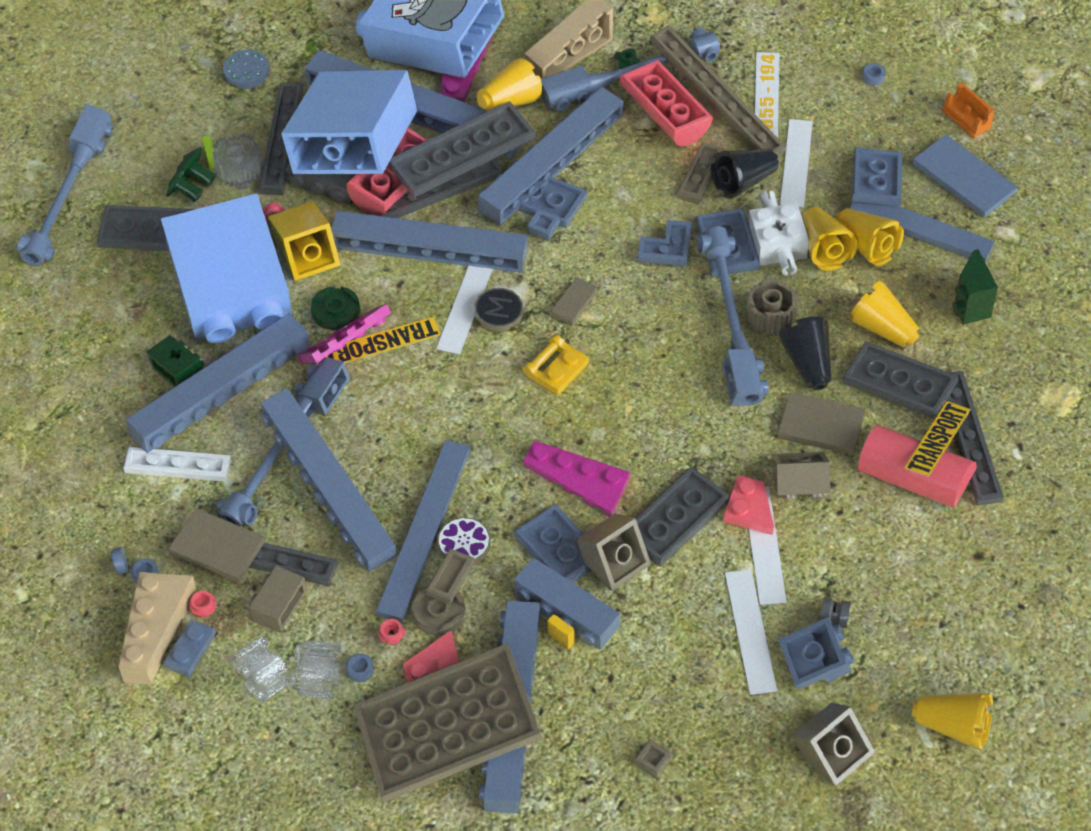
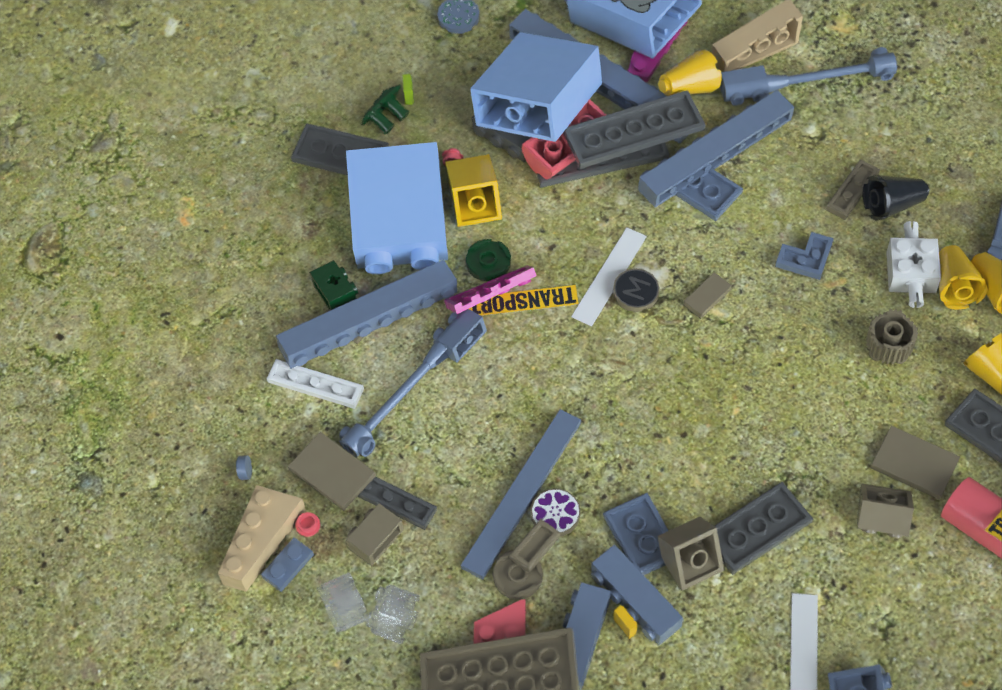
camera: 15 degrees right, 5 degrees up
(84, 144) = (300, 62): sand blue bar -> none
(143, 565) = (264, 479): sand blue tile -> none
(237, 161) = (430, 103): clear brick -> none
(276, 158) = (461, 118): dark grey tile -> none
(328, 480) = (444, 430): sand blue brick -> none
(359, 668) = (434, 616): sand blue tile -> none
(391, 625) = (470, 581): coral plate -> none
(430, 241) = (587, 212): sand blue brick -> none
(543, 224) = (695, 214): sand blue plate -> none
(561, 370) = (680, 361): yellow plate -> none
(592, 480) = (682, 473): dark pink wing -> none
(626, 58) = (807, 64): dark green plate -> none
(667, 103) = (835, 115): coral brick -> none
(716, 91) = (884, 113): dark tan tile -> none
(739, 363) = (850, 387): sand blue bar -> none
(744, 256) = (864, 263): sand blue tile -> none
(749, 506) = (829, 532): coral wing -> none
(767, 89) = (931, 125): white sticker -> none
(767, 564) = (835, 574): white sticker -> none
(796, 162) = (945, 196): white sticker -> none
(809, 350) = (918, 389): black cone -> none
(836, 611) = (894, 658): dark grey wheel -> none

